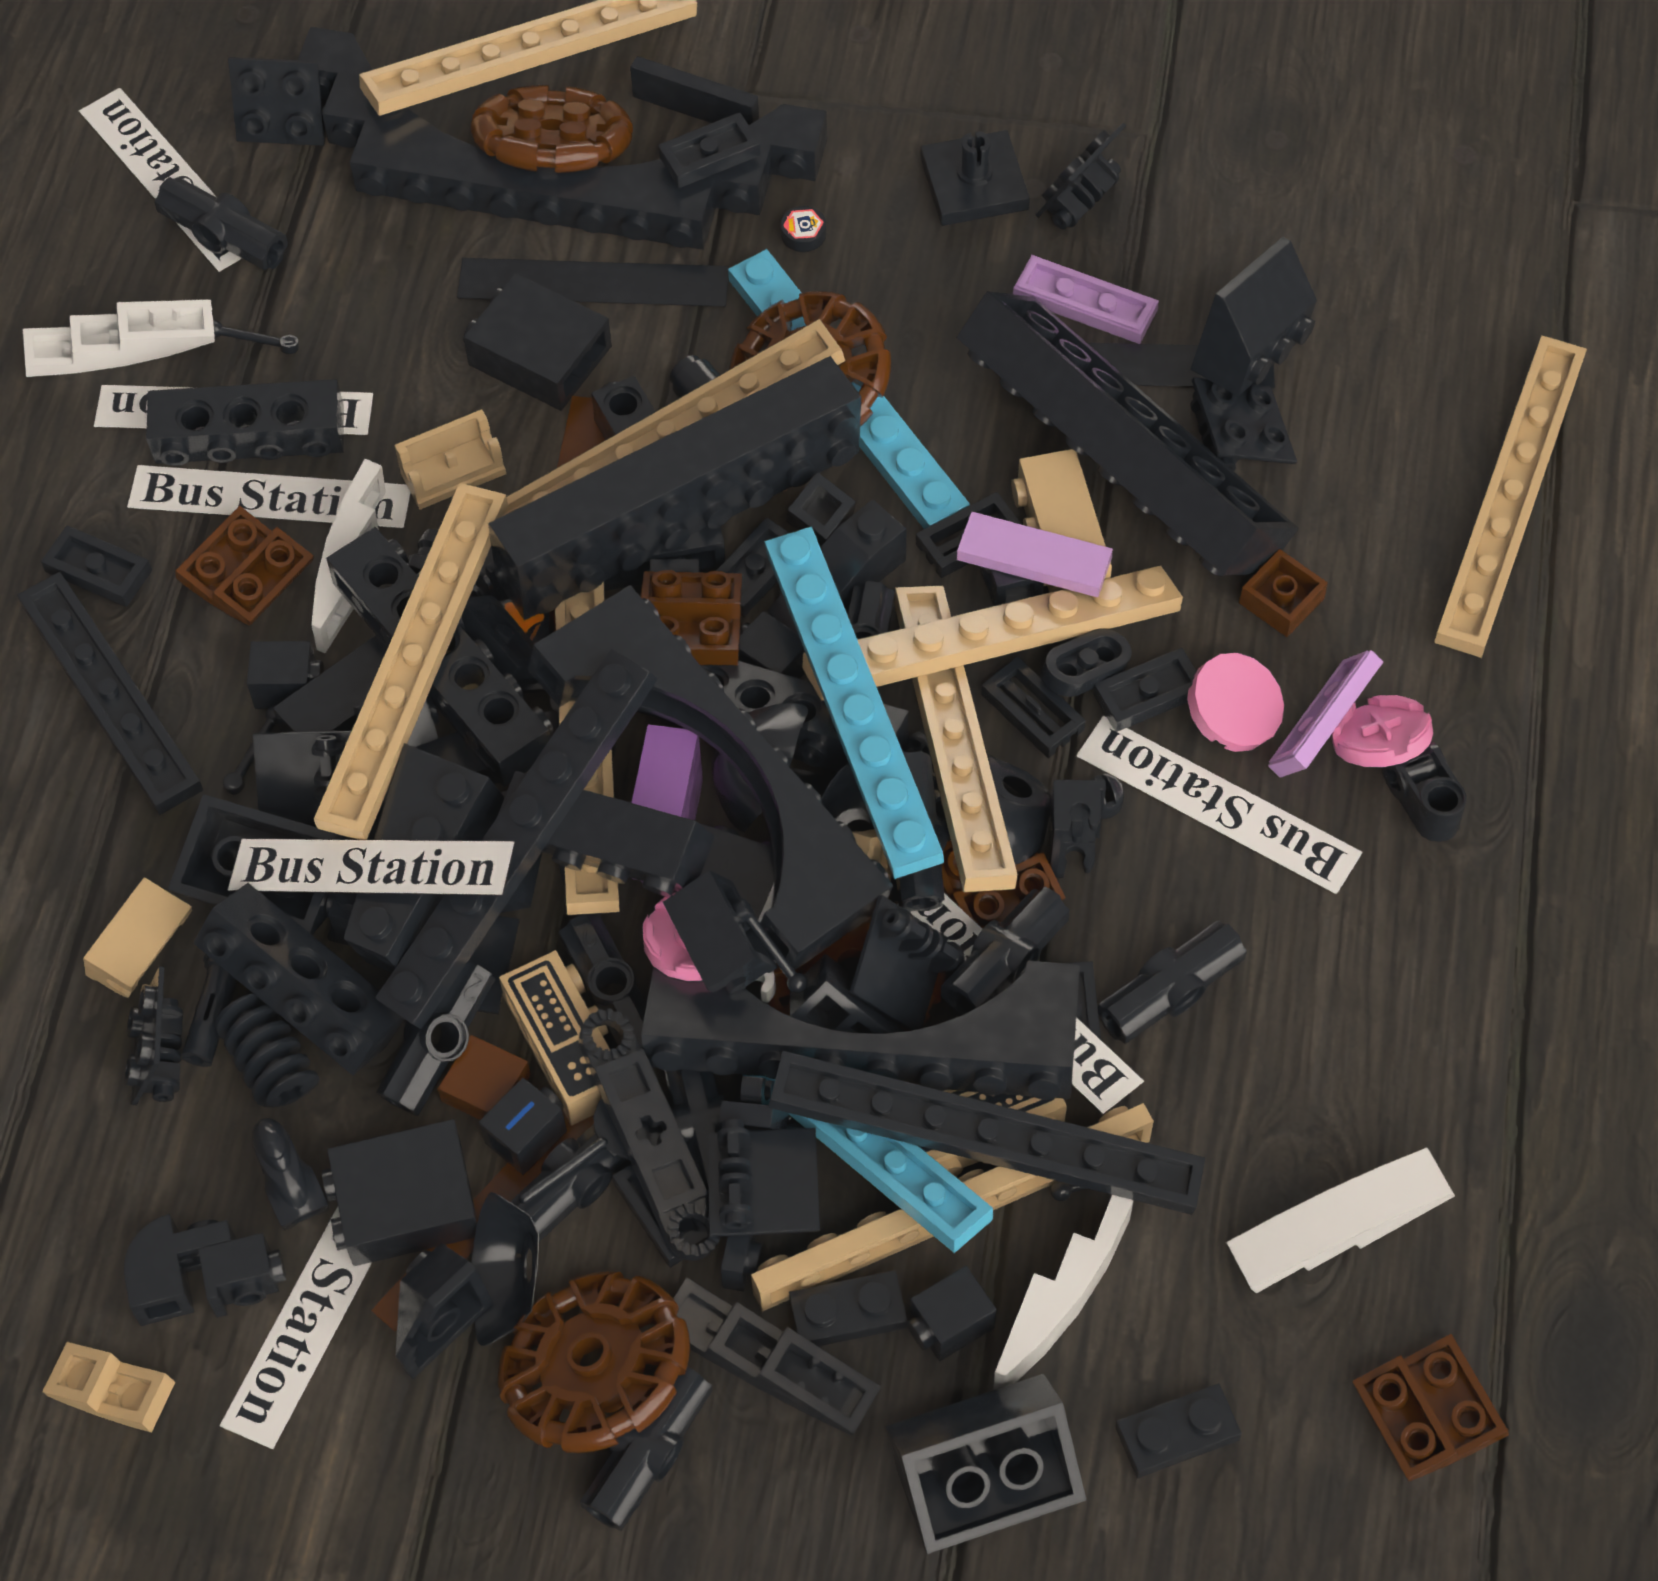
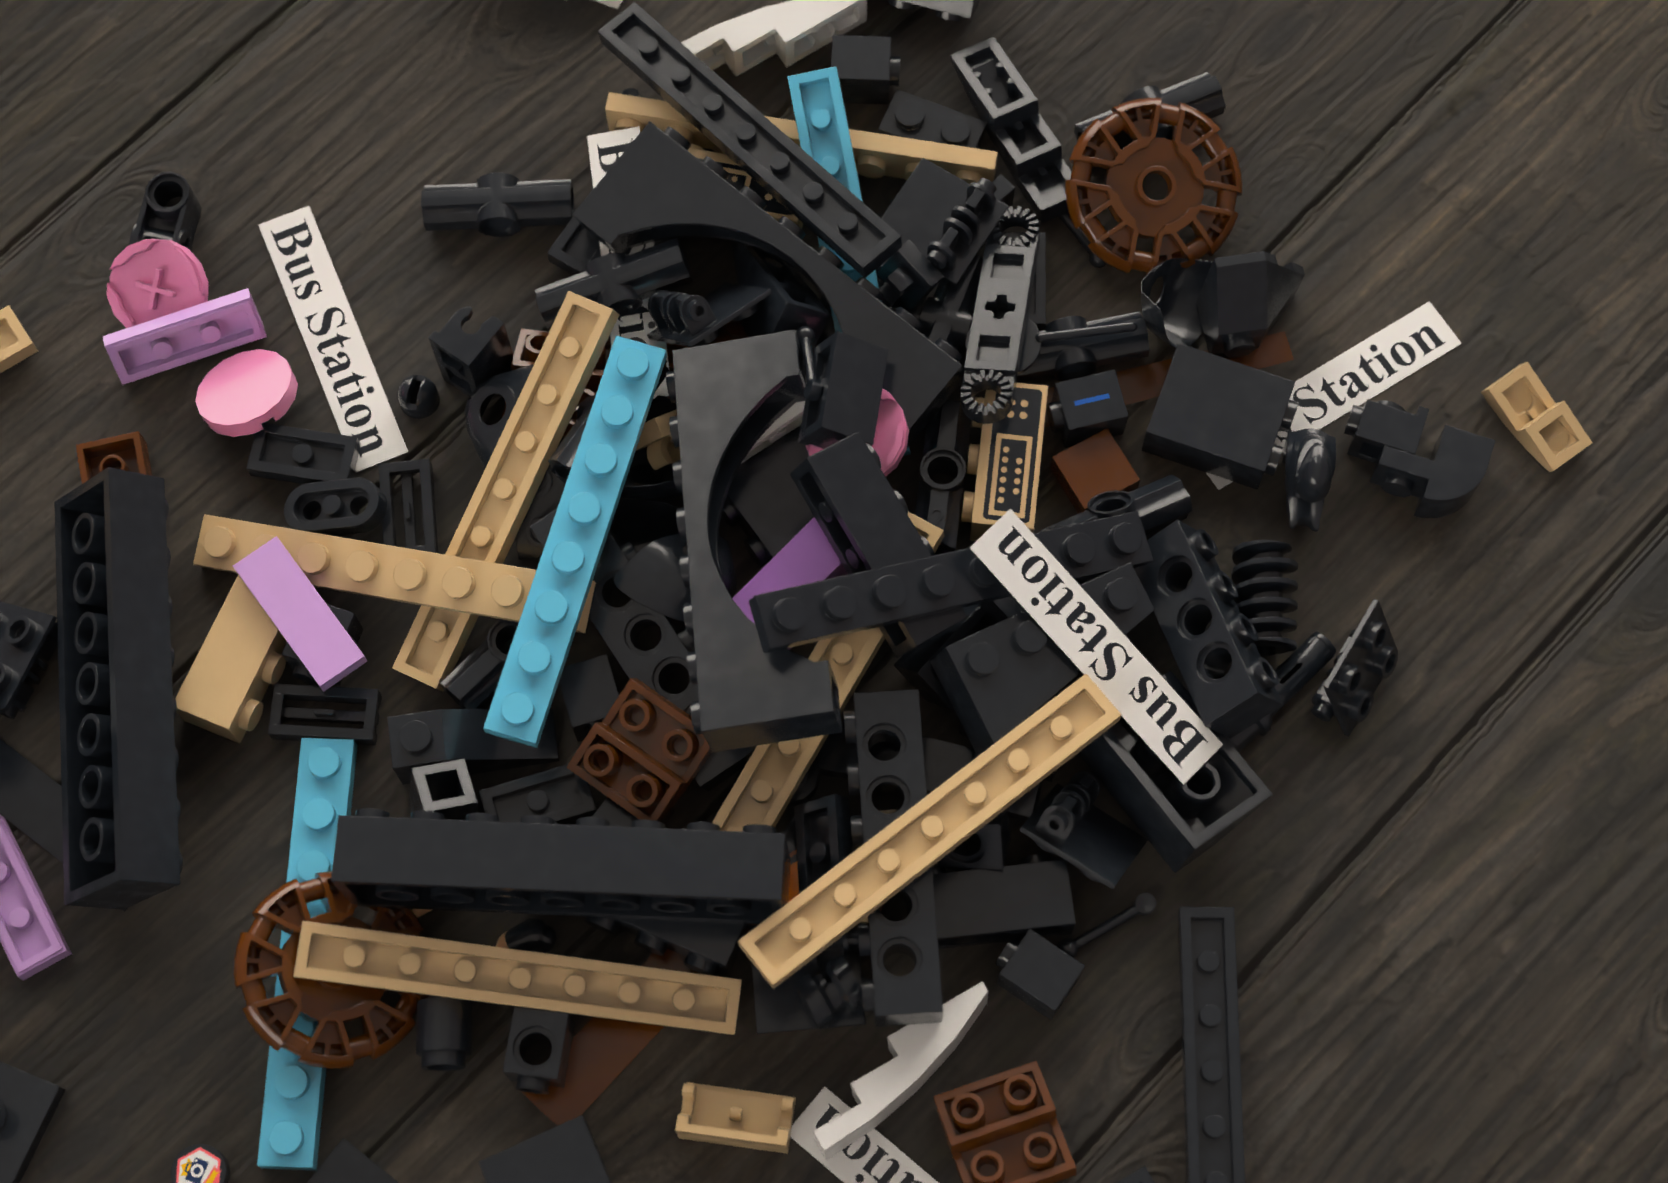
camera: 145 degrees left, 10 degrees up
(135, 937) = (1319, 786): tan hinge -> none

